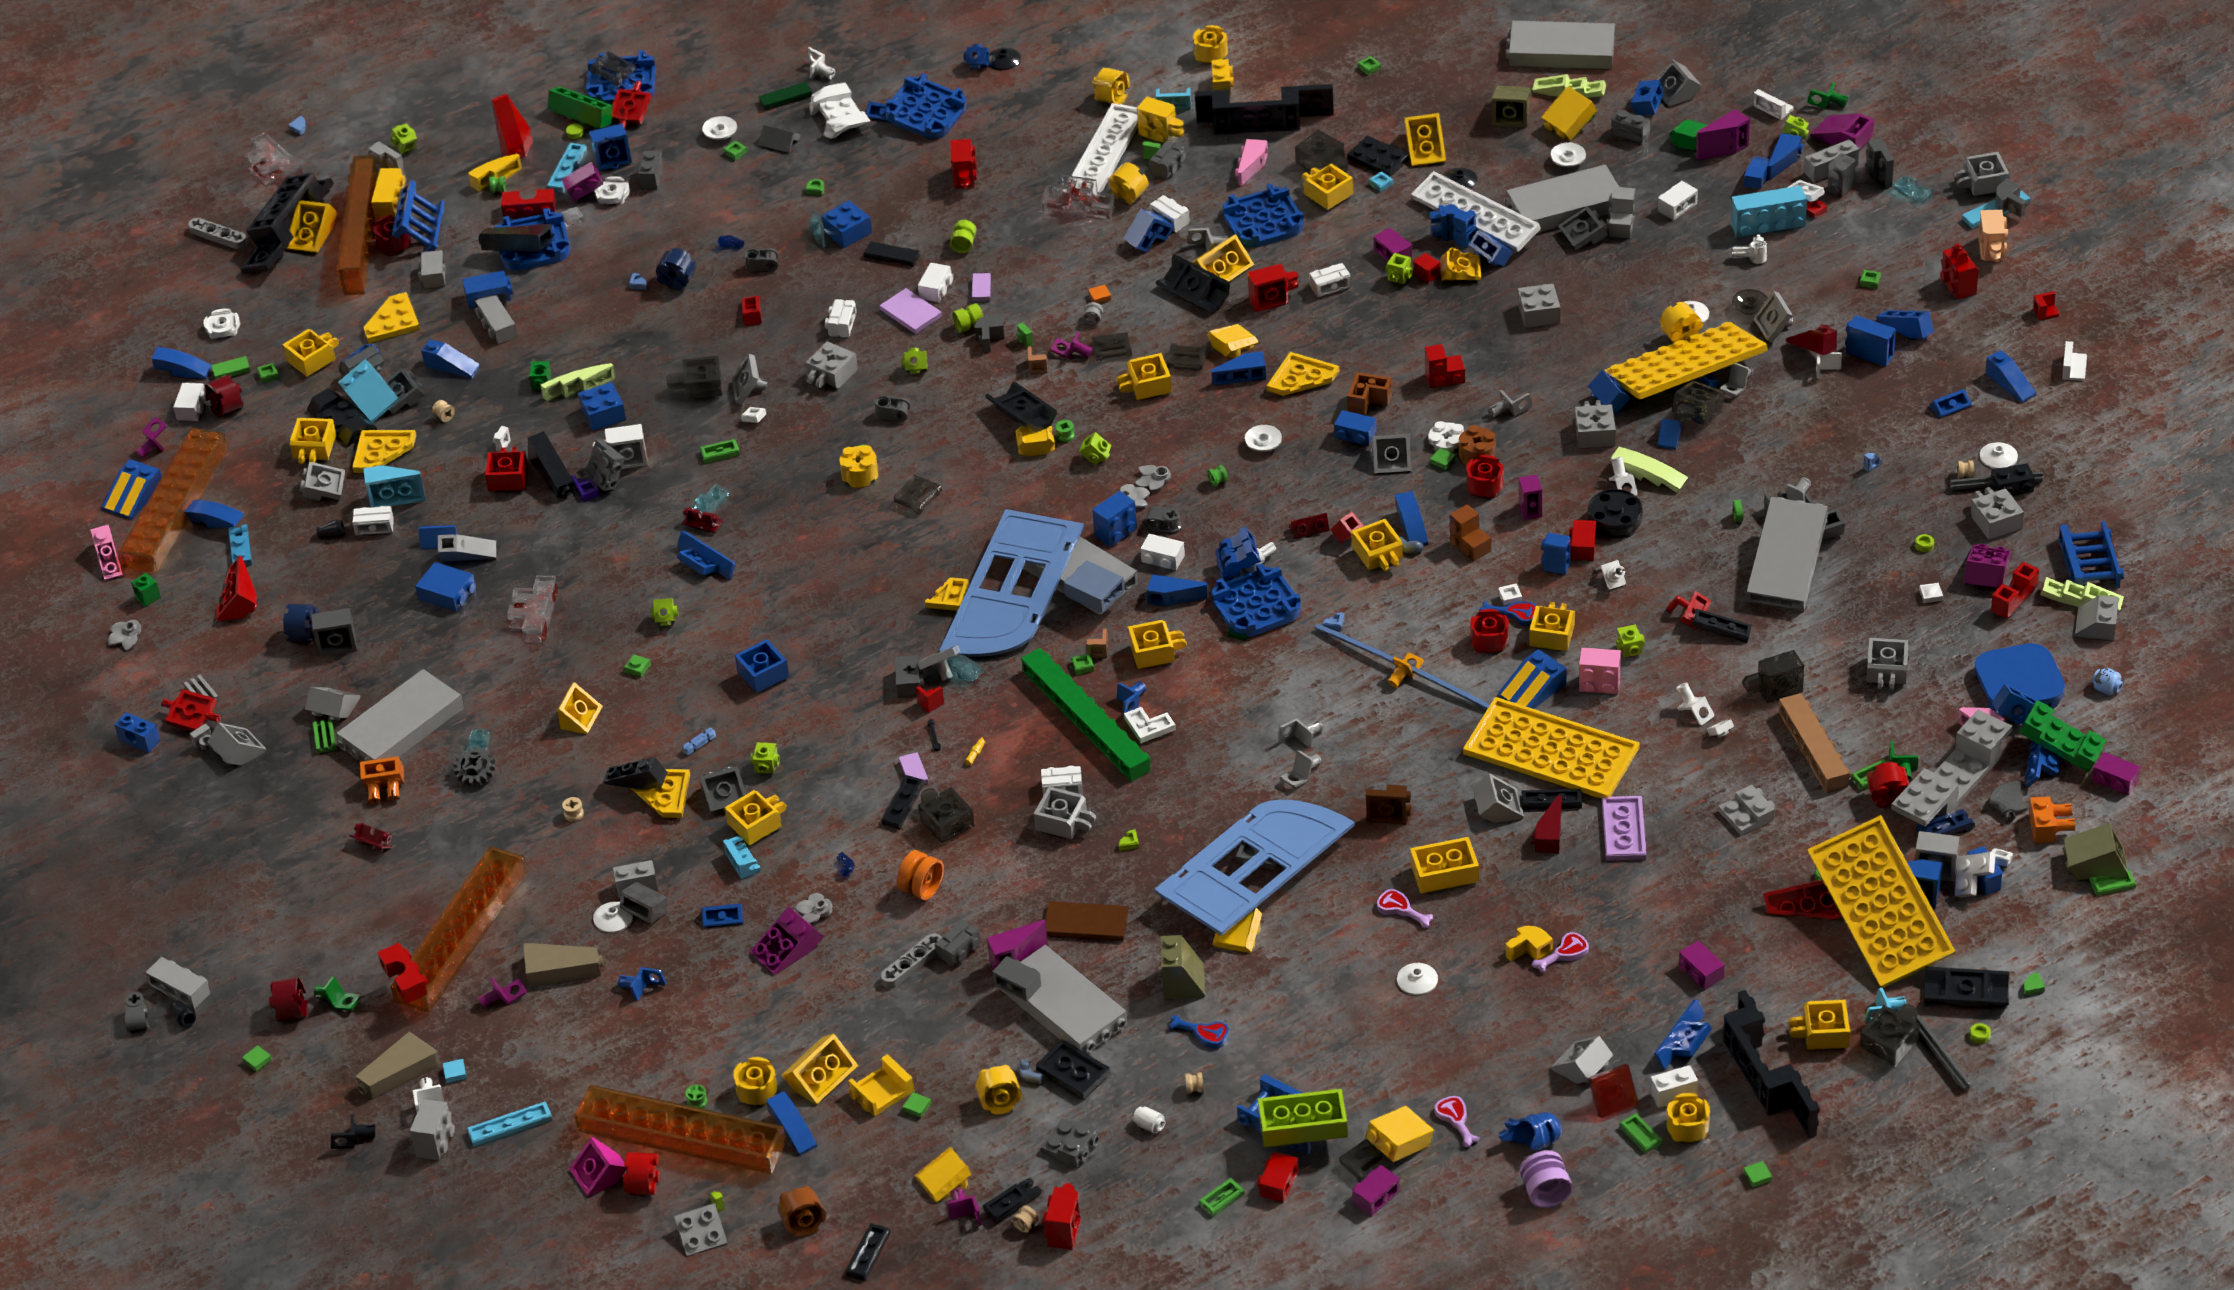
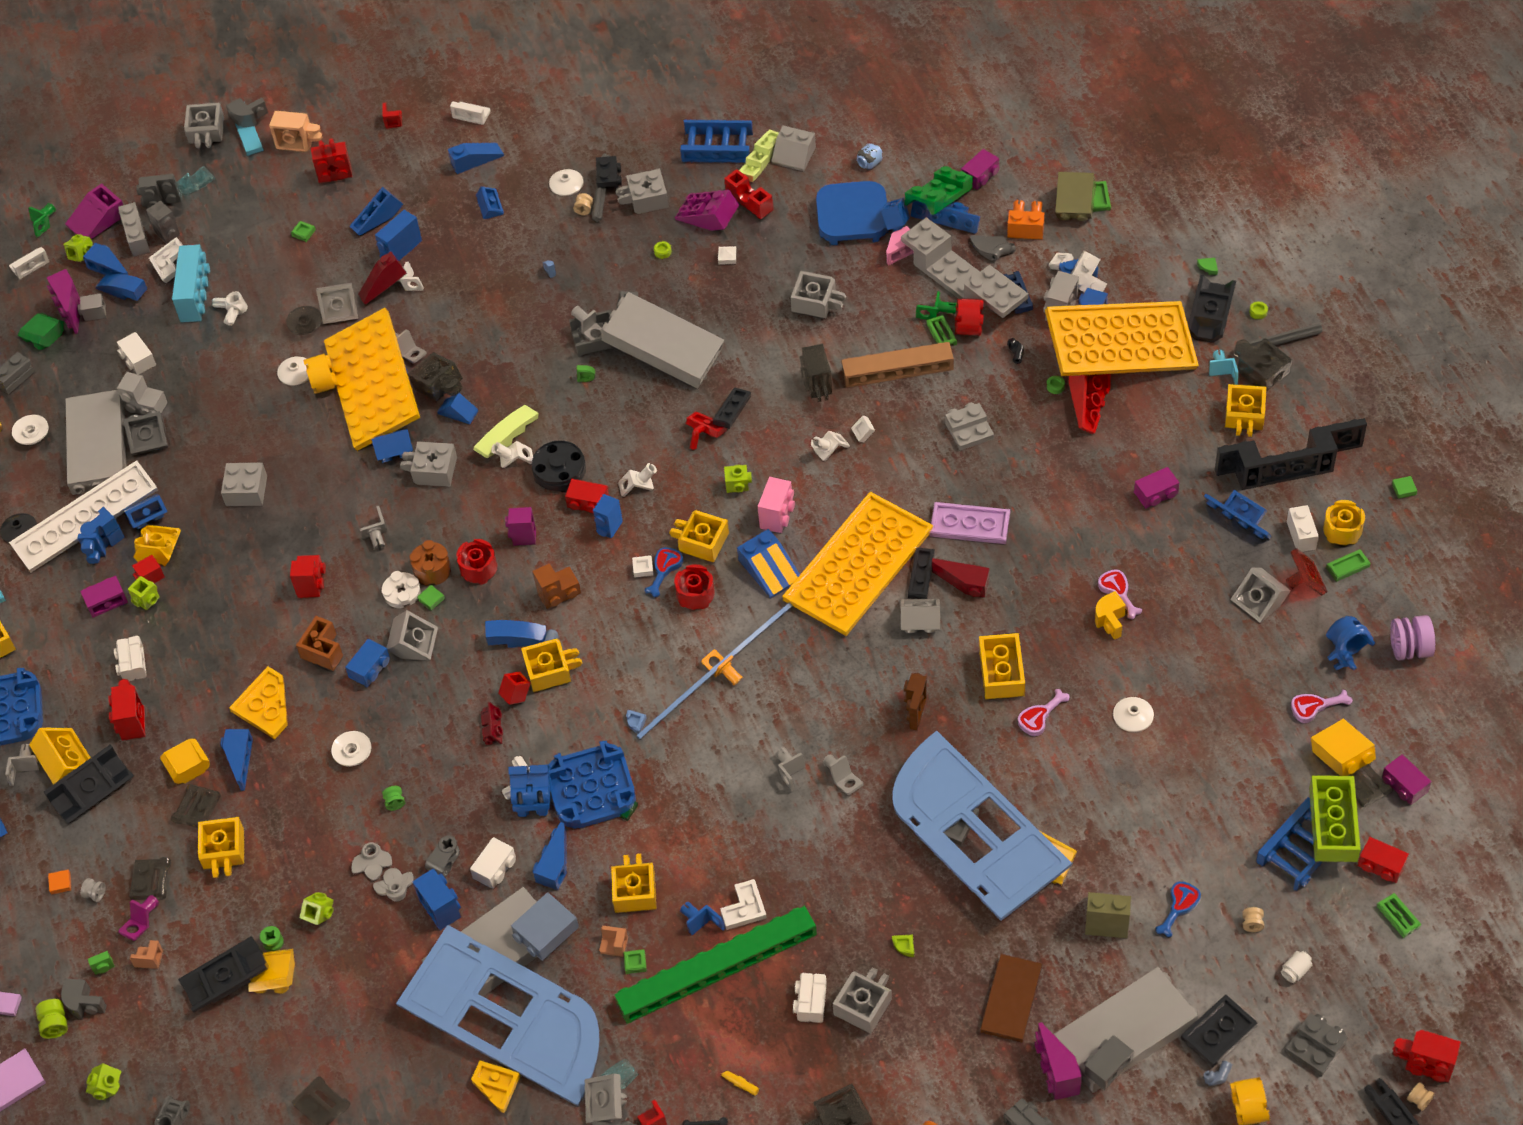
camera: 80 degrees left, 10 degrees up
(1726, 158) = (92, 307): none -> light grey brick

